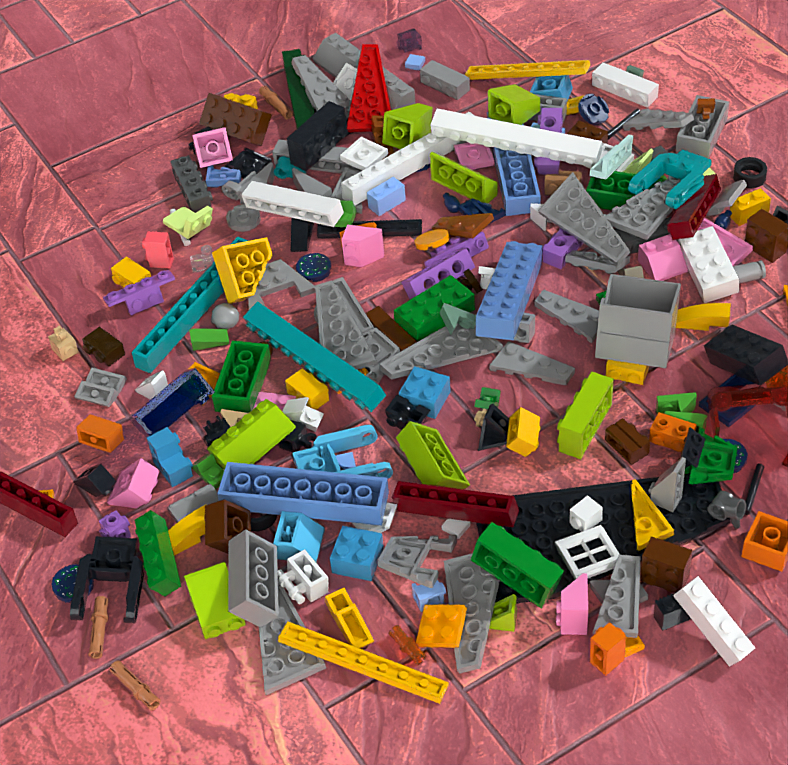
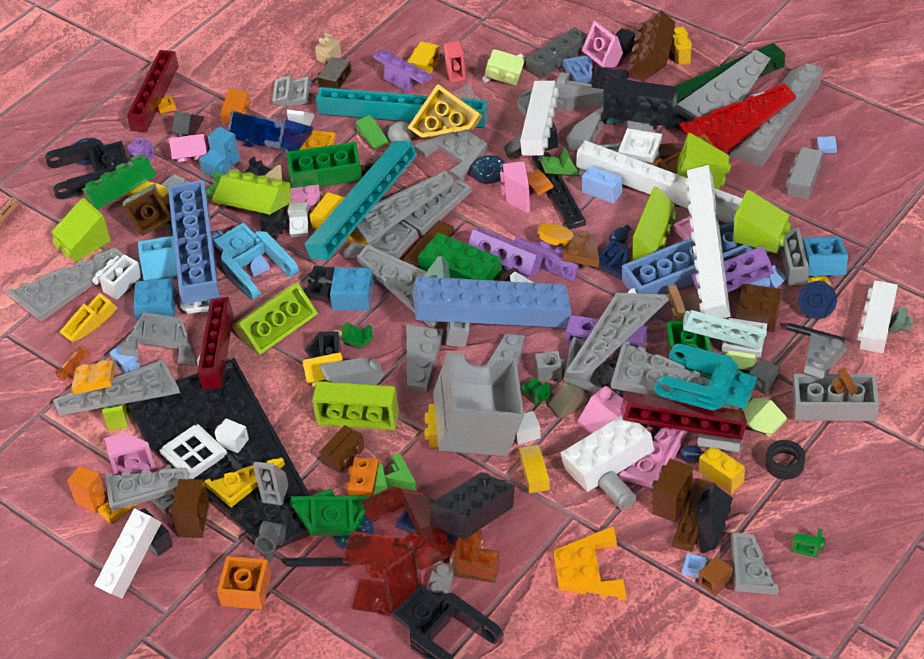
camera: 70 degrees right, 0 degrees up
(99, 619) = (55, 176): nougat pin -> none
(252, 579) = (95, 239): light grey brick -> none
(272, 99) = (708, 63): nougat pin -> none
(363, 662) = (46, 341): yellow tile -> none
(409, 40) = (853, 128): clear purple brick -> none
(516, 564) = (145, 395): green brick -> none
(528, 69) = (843, 227): yellow tile -> none
(547, 403) = (354, 371): none -> light grey slope
(588, 281) = (549, 365): none -> light grey brick
(692, 448) = (328, 489): black hinge -> none

